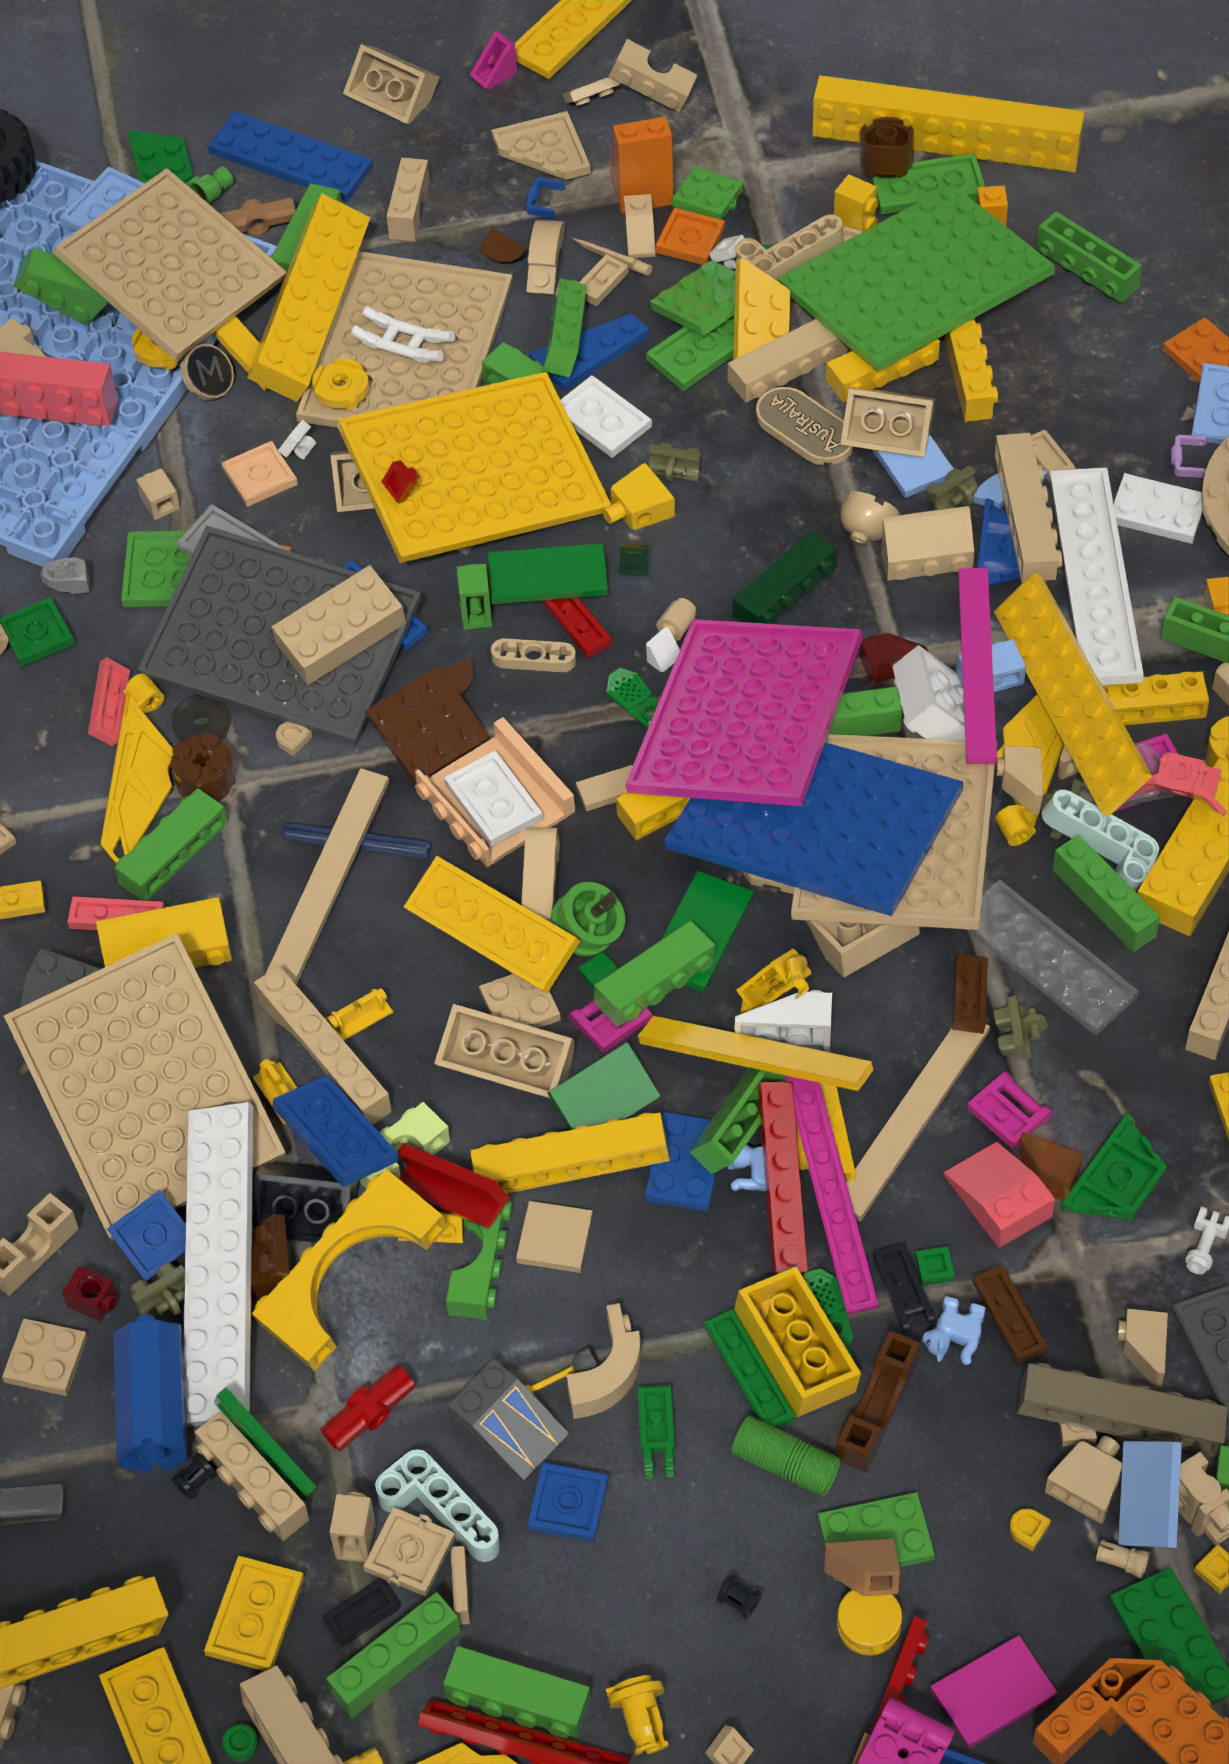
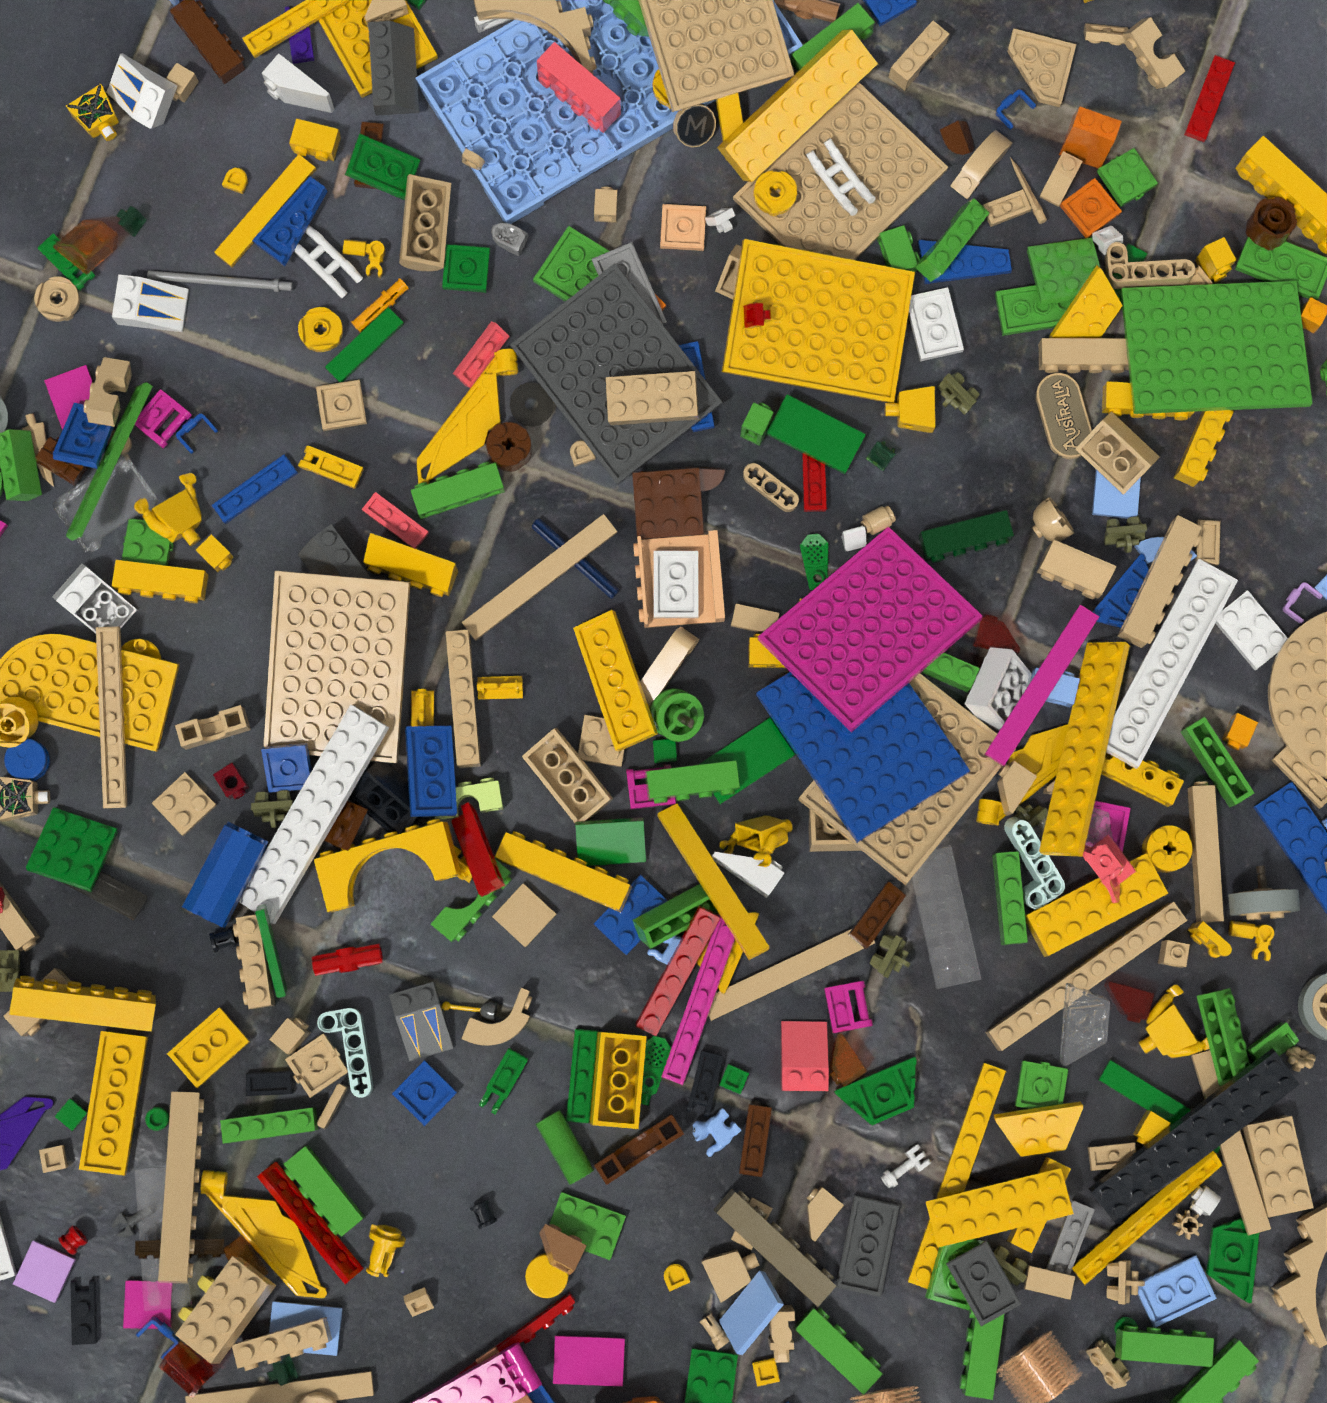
camera: 25 degrees right, 25 degrees up
(739, 92) = (1209, 98): none -> red plate

